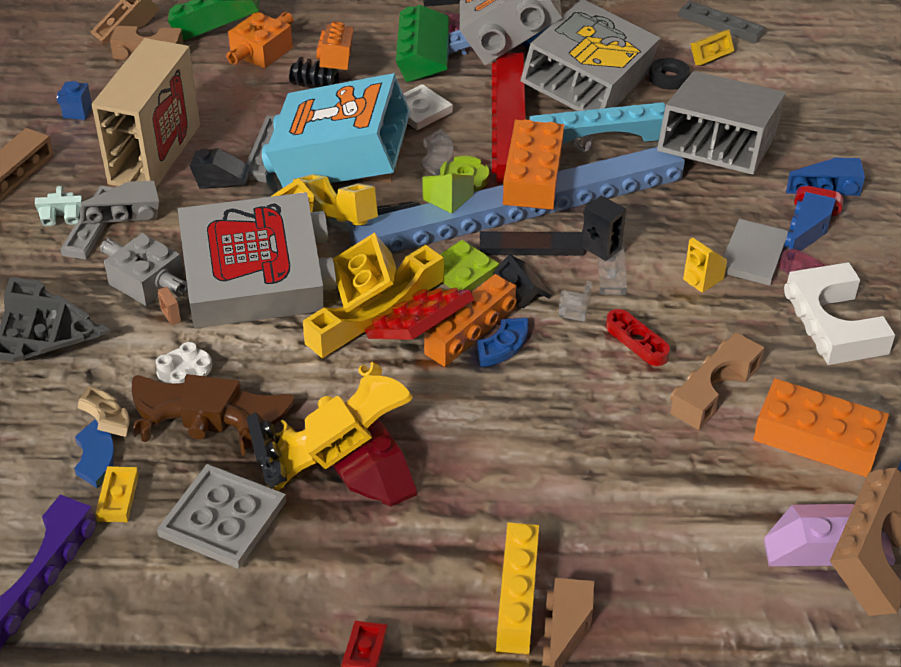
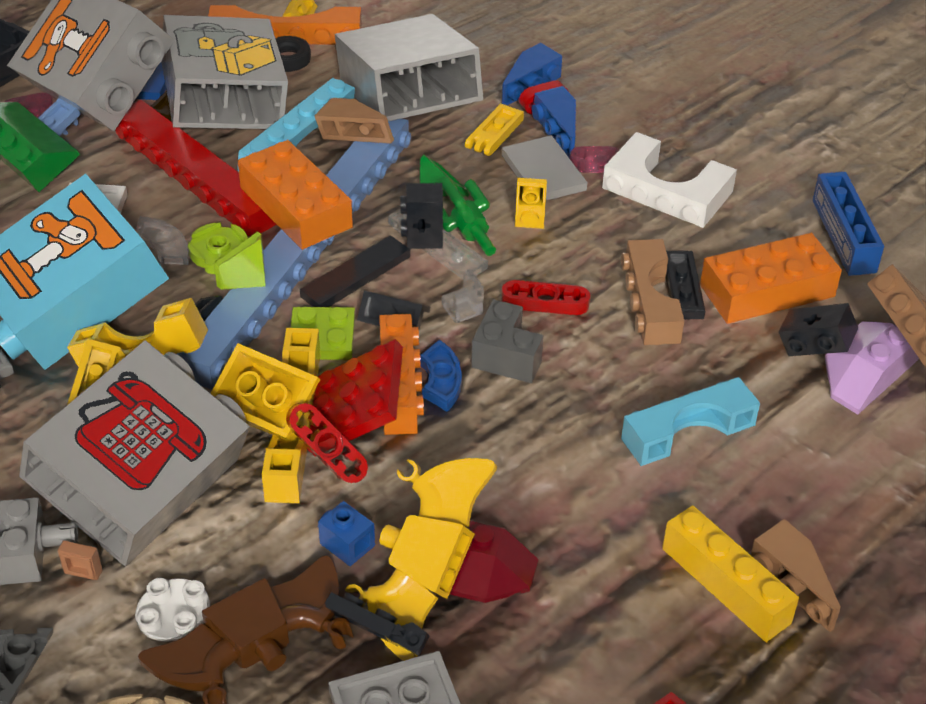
camera: 45 degrees left, 0 degrees up
(319, 384) = (346, 533): none -> blue brick
(368, 307) = (351, 454): none -> red beam
(563, 346) = (504, 347): none -> dark grey brick
(593, 467) = (725, 407): none -> medium azure arch
(633, 137) = (352, 121): none -> medium nougat slope
(642, 248) = (468, 214): none -> green plant
(666, 215) = (434, 172): none -> green slope
(698, 60) = (313, 28): none -> orange arch
(750, 203) = (495, 129): none -> yellow hinge
(750, 393) = (684, 284): none -> black tile
(800, 484) = (818, 330): none -> black brick

